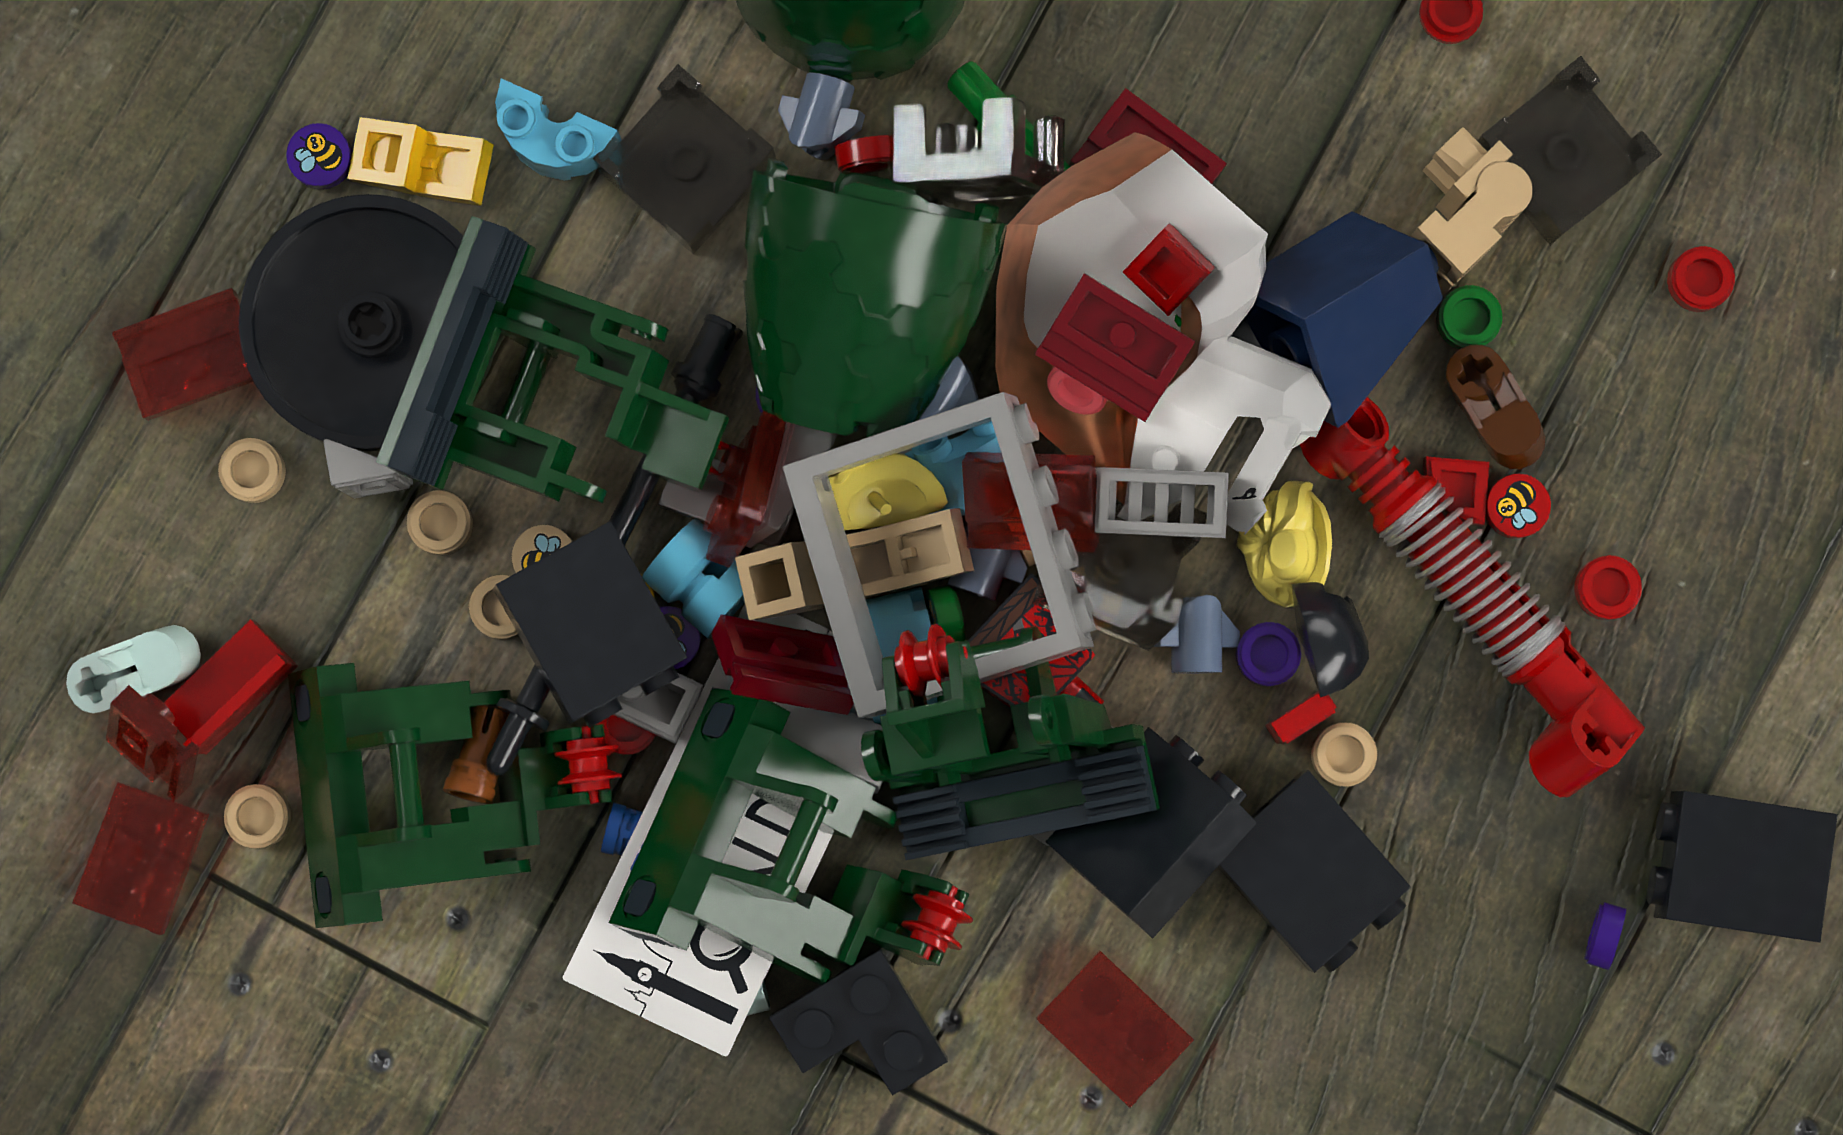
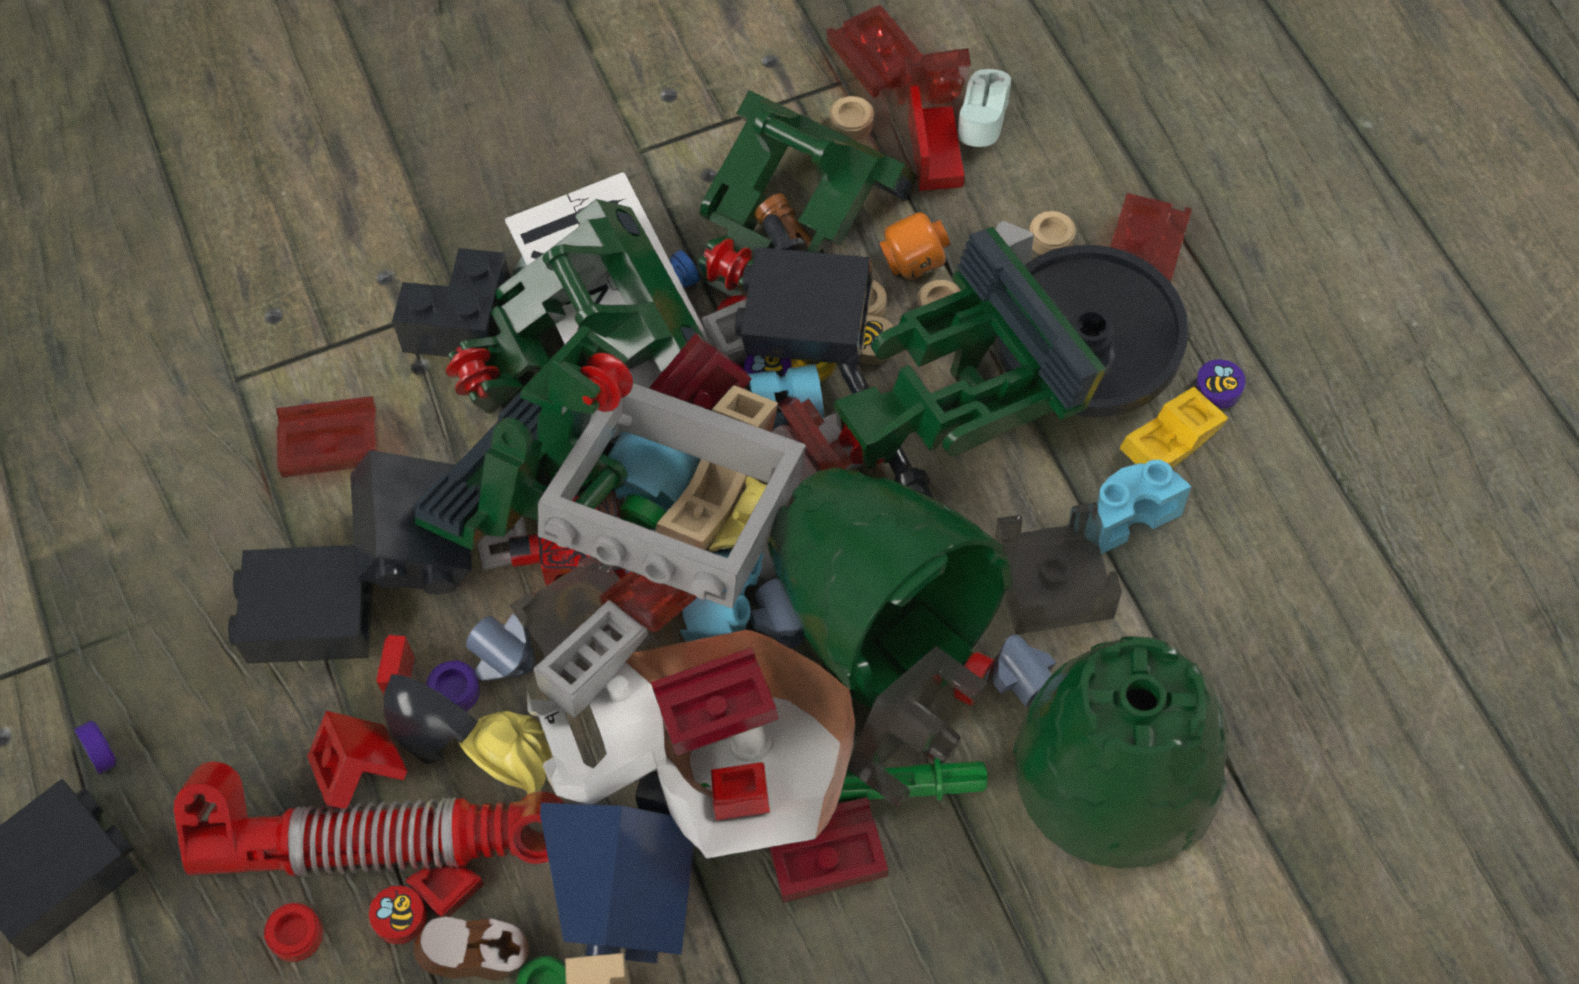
camera: 130 degrees right, 25 degrees down
(395, 596) = (915, 246): none -> orange head
(1344, 754) = (352, 685): tan tile -> none
(1422, 666) = (346, 749): none -> red panel

